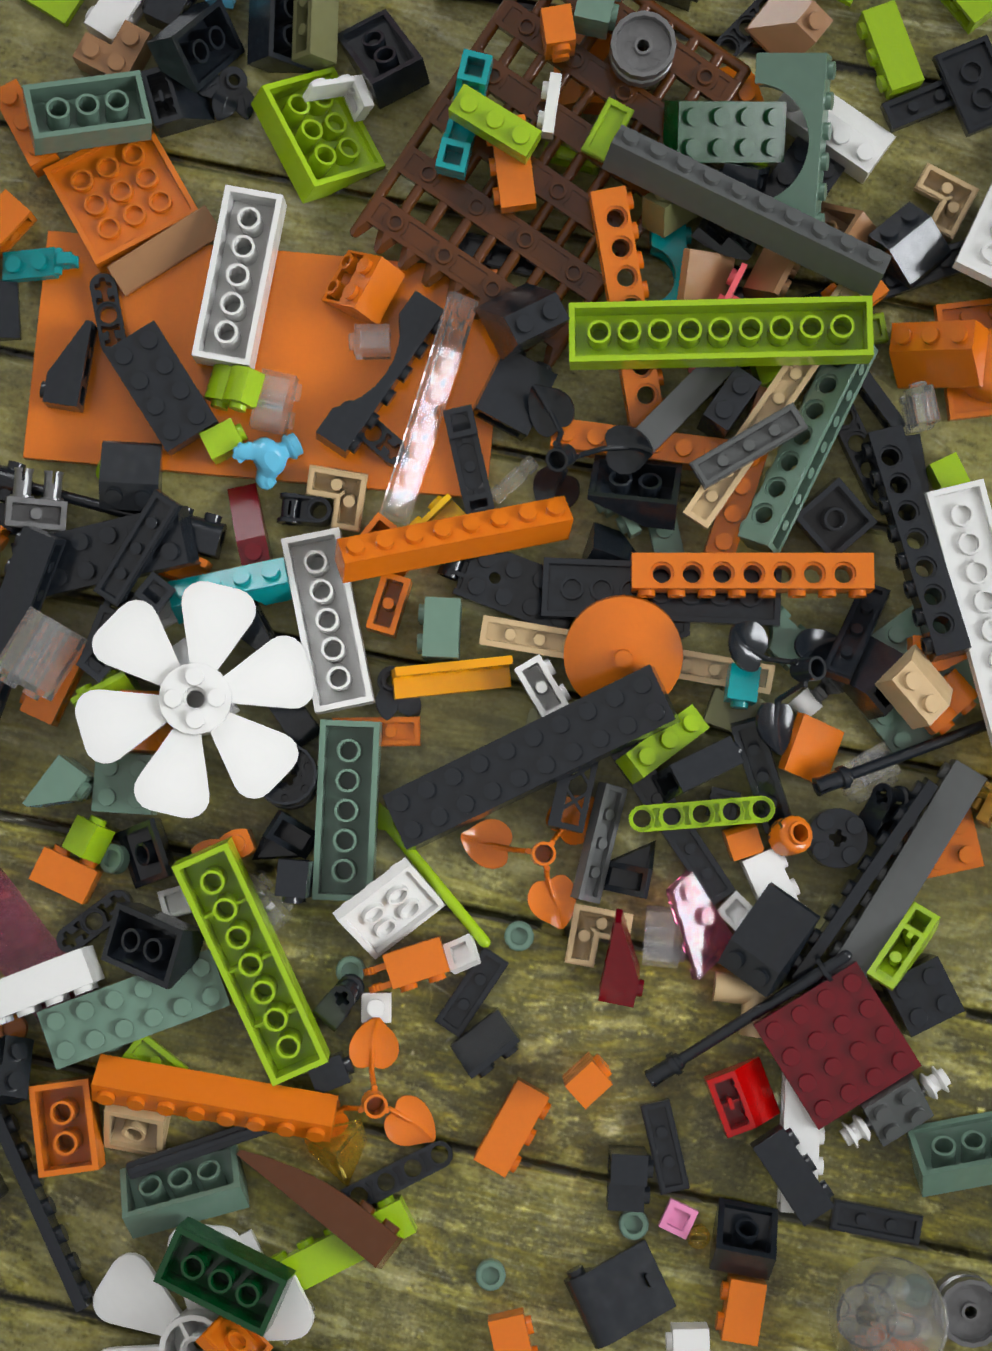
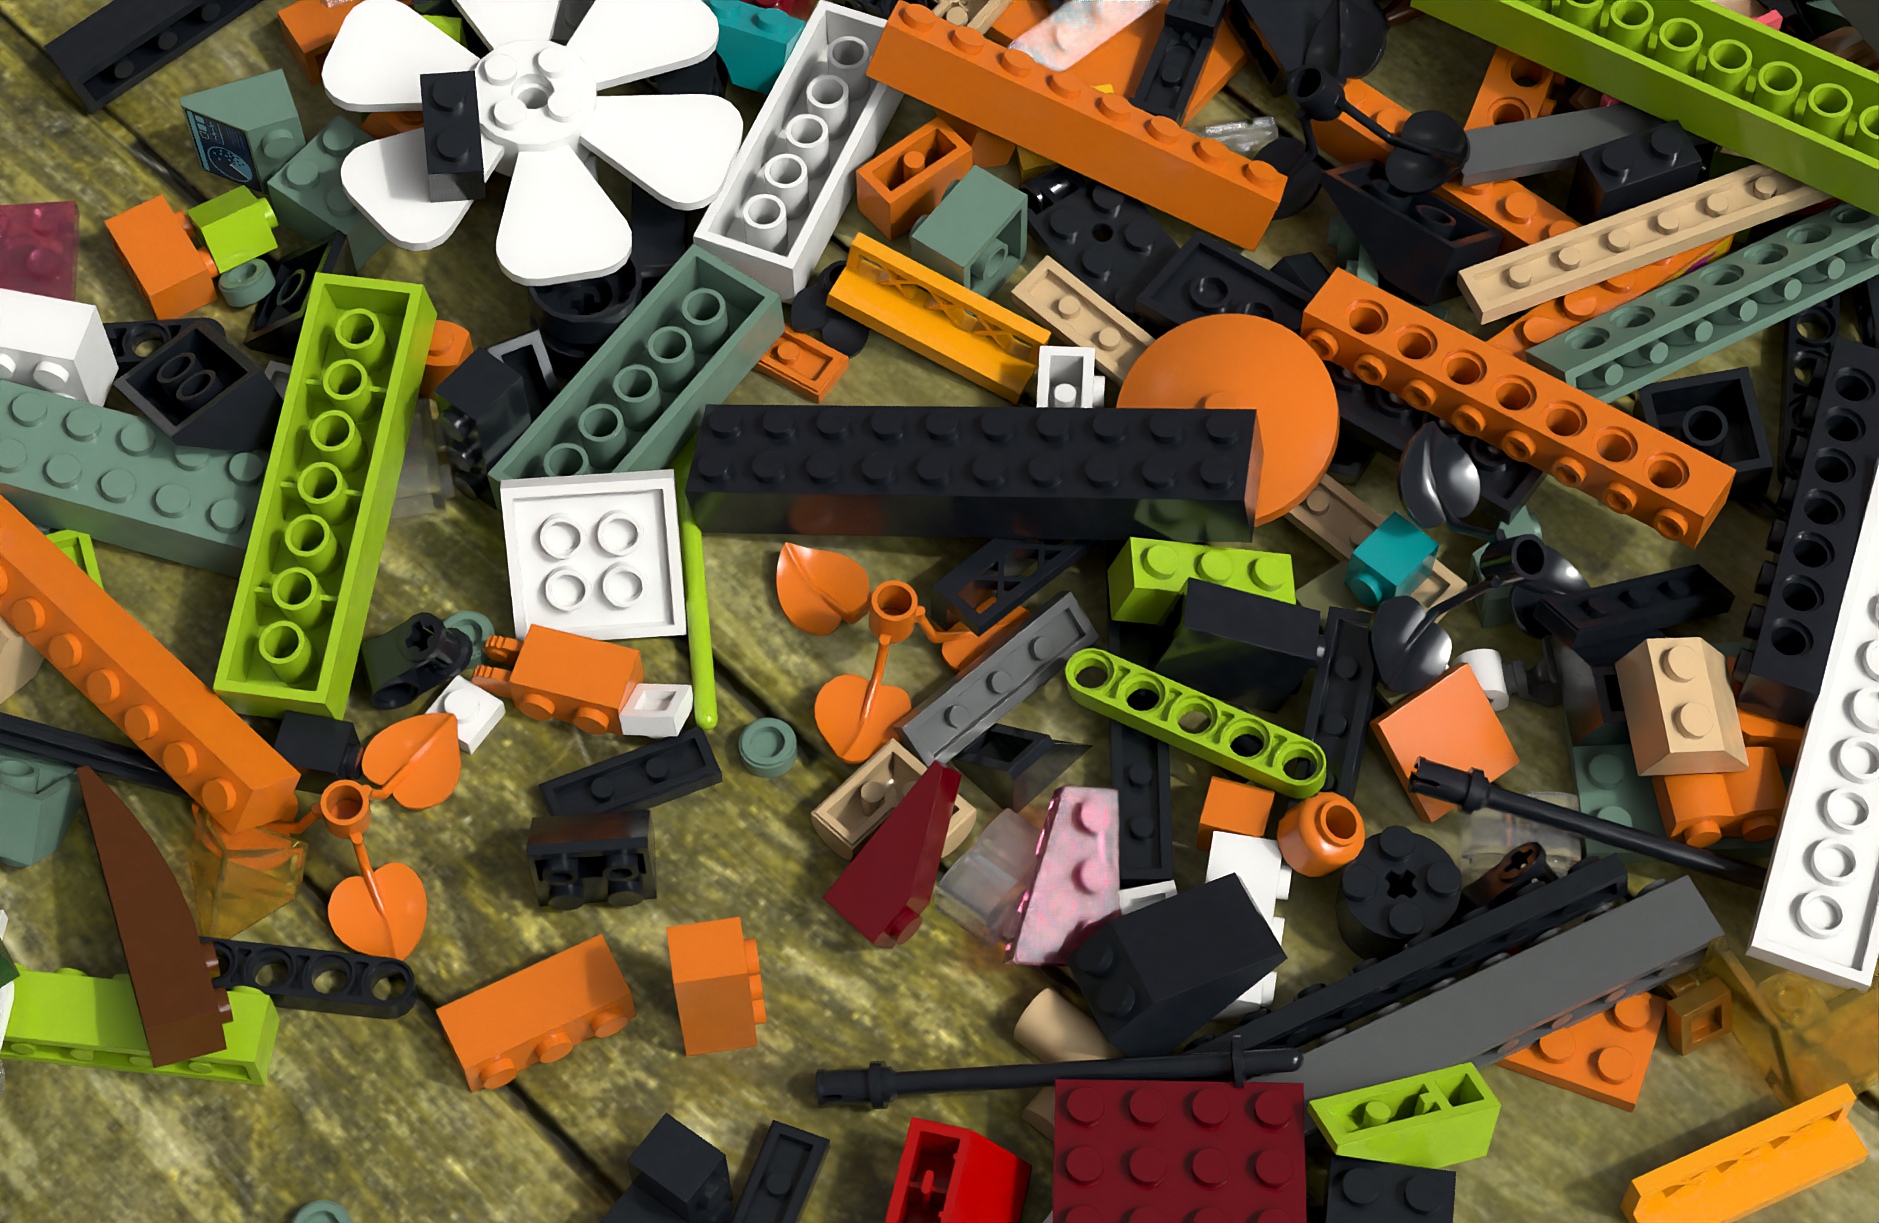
camera: 30 degrees right, 25 degrees down
(183, 757) = (452, 136): none -> black brick
(748, 446) = (1625, 234): dark grey tile -> none

